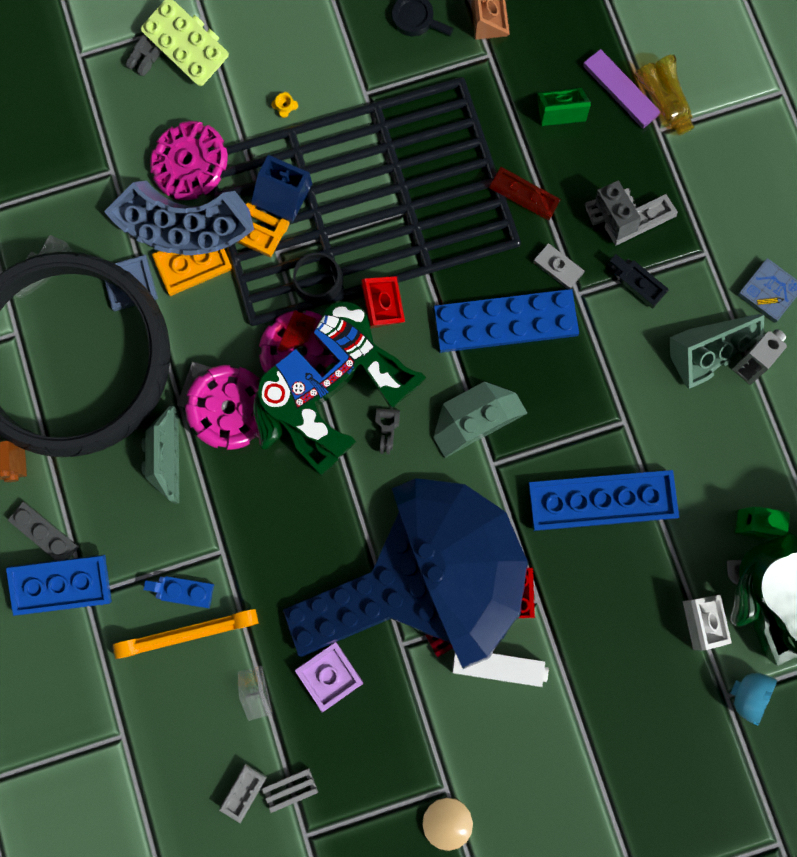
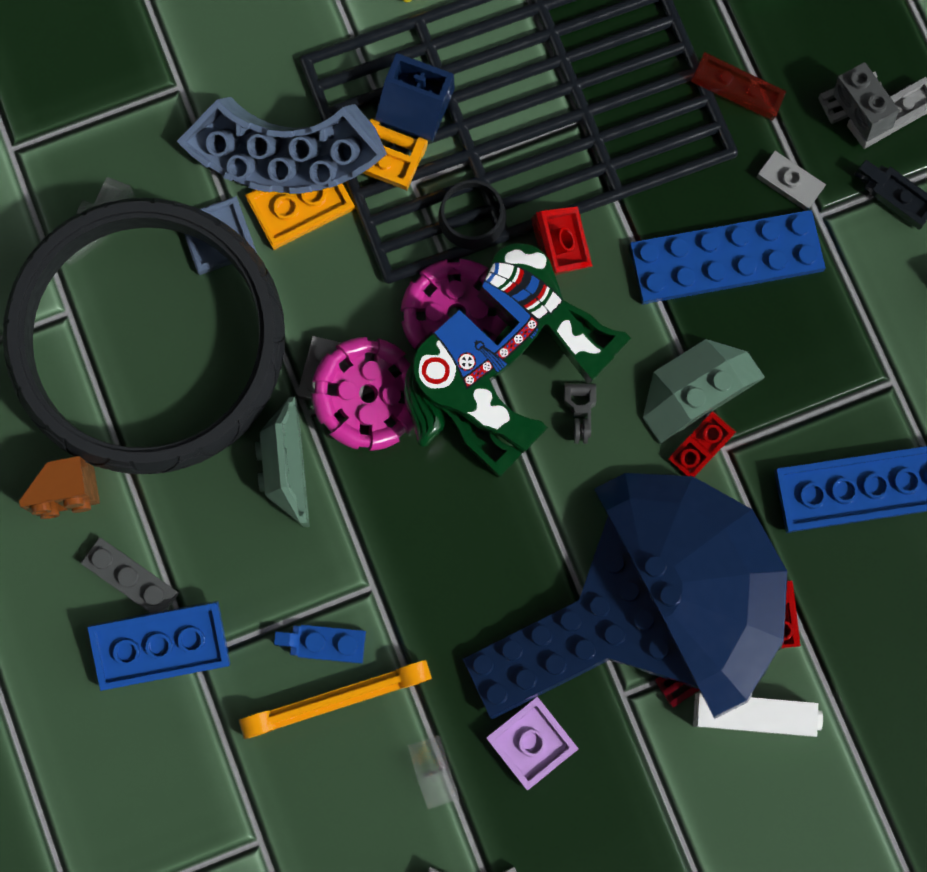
camera: 10 degrees left, 0 degrees up
(197, 169) = (290, 82): dark pink plate -> none
(297, 331) = (451, 287): clear red tile -> none
(475, 461) = (702, 445): none -> red slope

